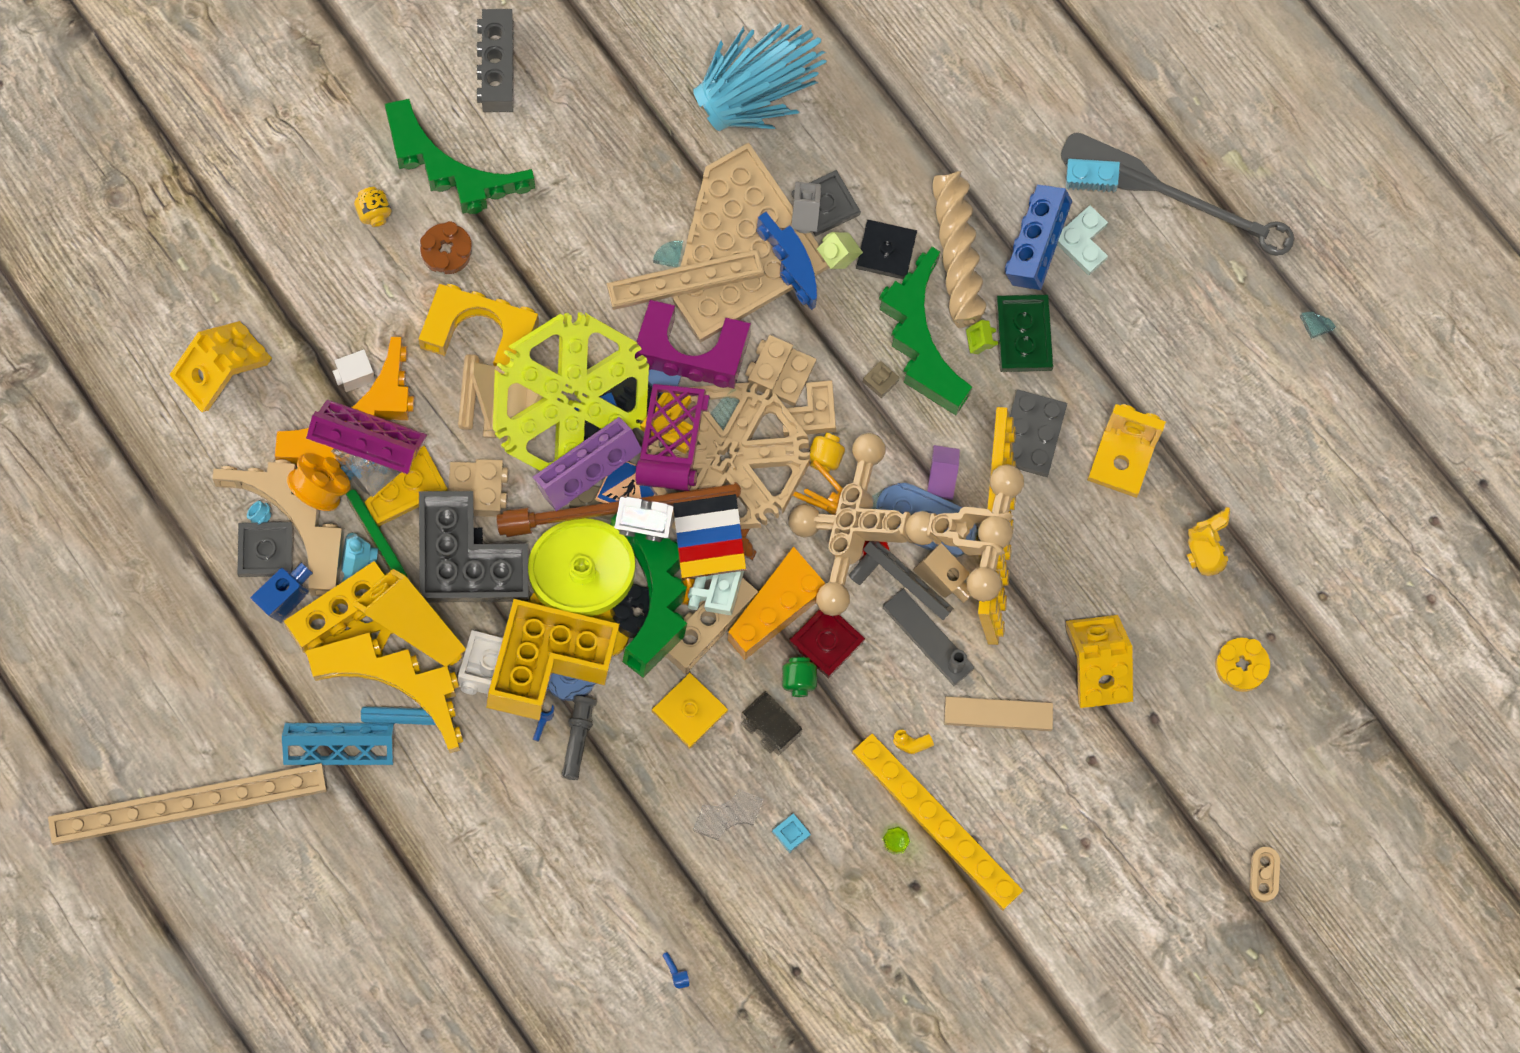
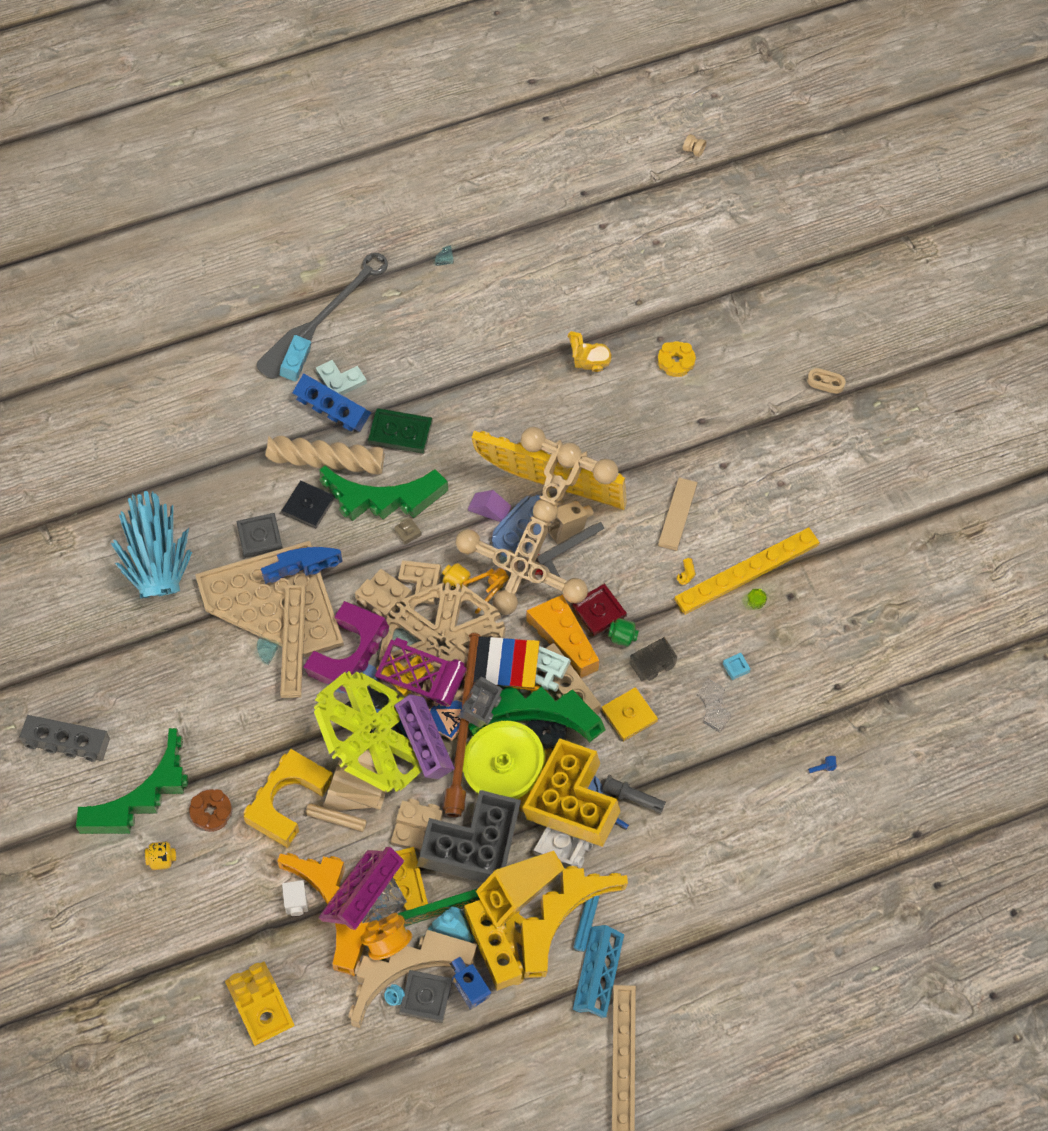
camera: 70 degrees left, 10 degrees down
(806, 207) = (262, 543): light grey slope -> none
(839, 250) = (301, 532): yellowish green brick -> none
(928, 637) = (612, 544): dark grey piece -> none
(980, 337) = (395, 458): lime tile -> none
(1037, 431) = (461, 445): dark grey plate -> none
(1102, 650) = (655, 432): yellow bracket -> none
(1127, 437) = (499, 384): yellow bracket -> none

